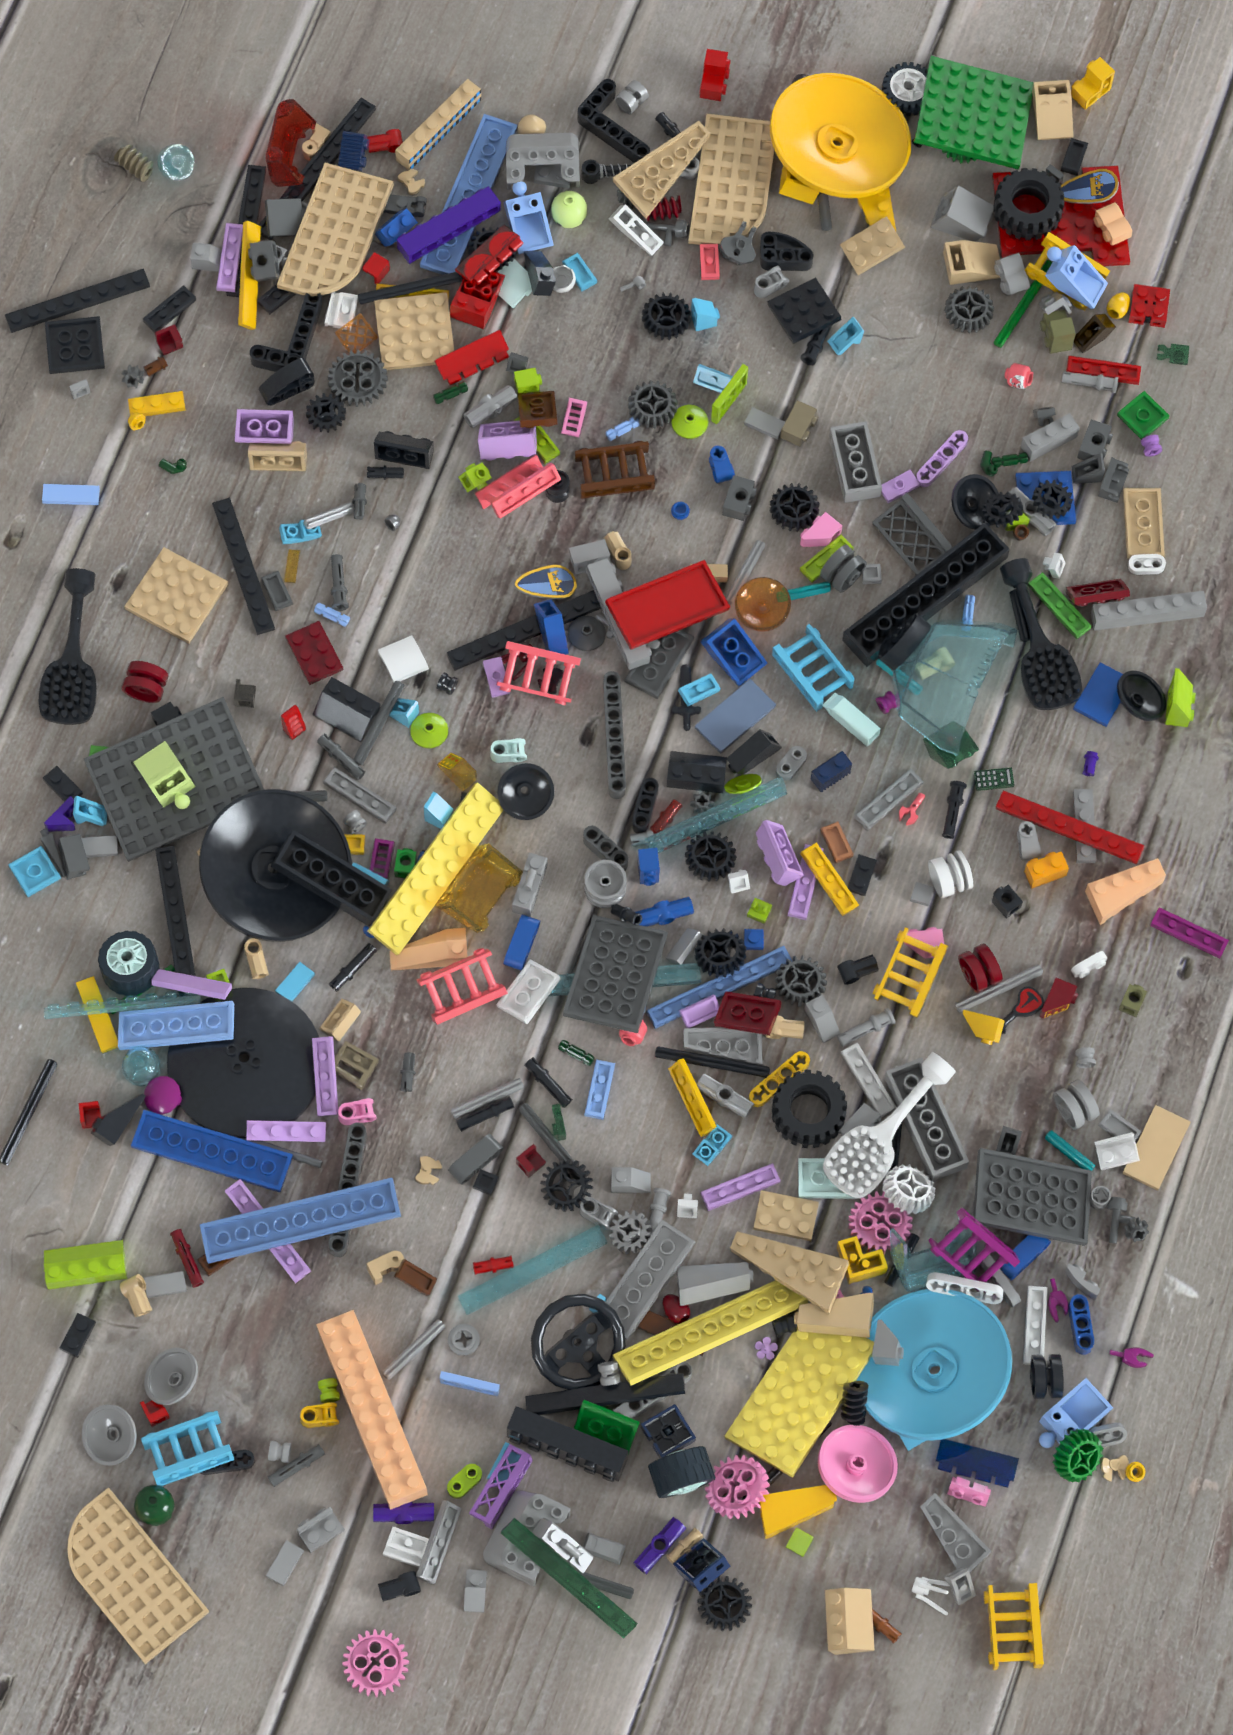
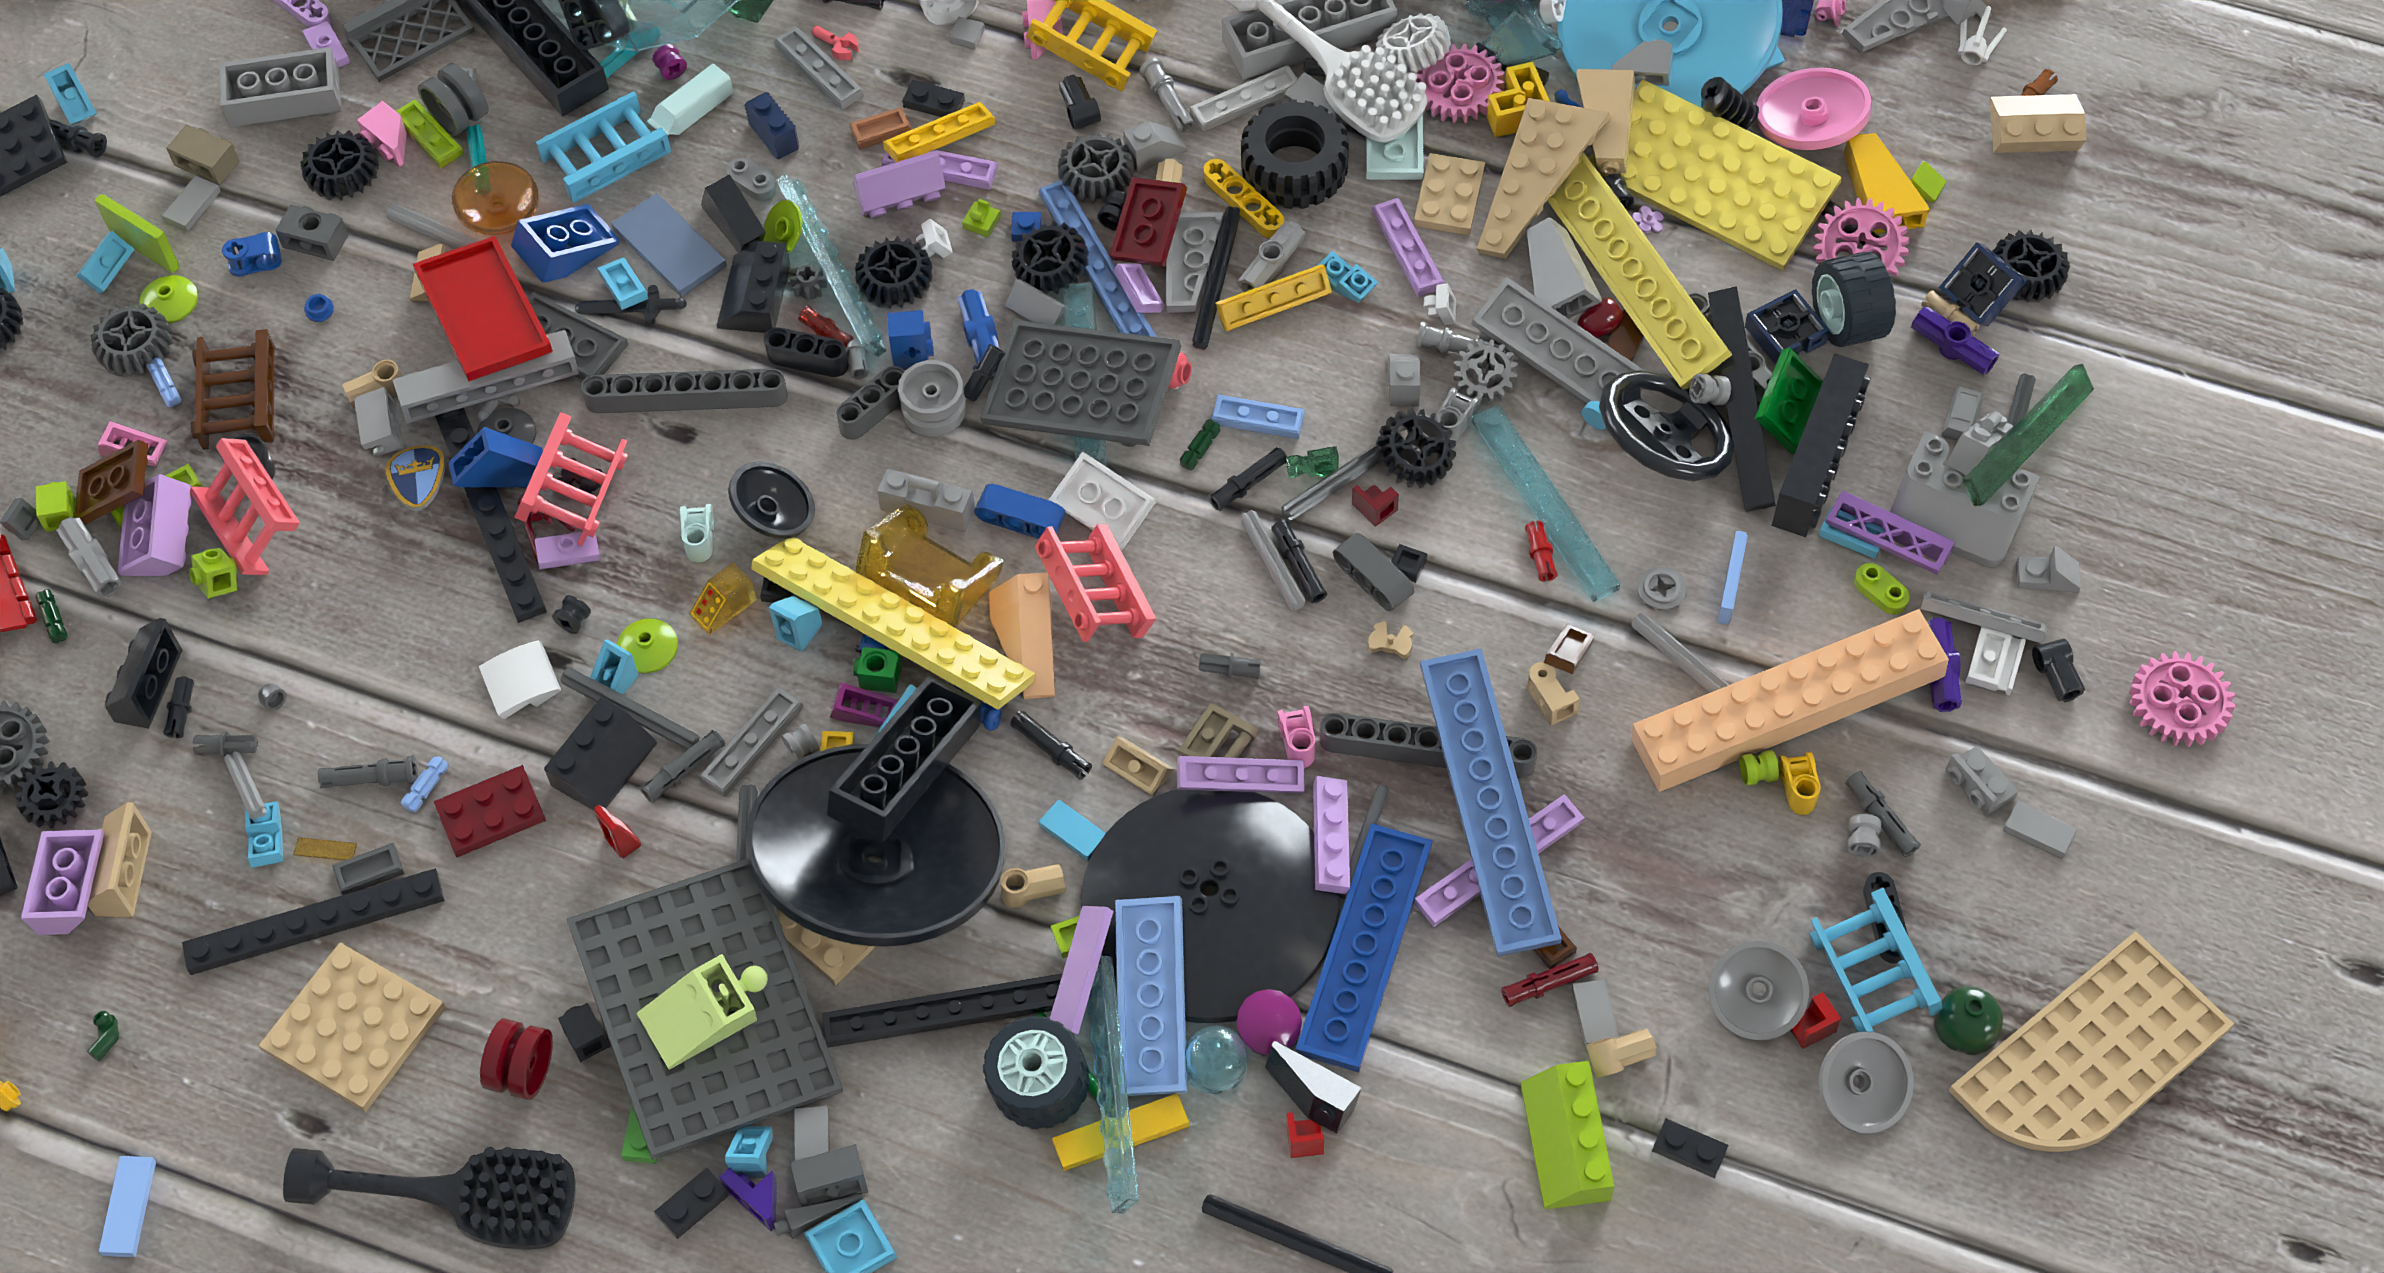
camera: 85 degrees left, 10 degrees down
(244, 695) = (553, 913): clear smoke panel -> none

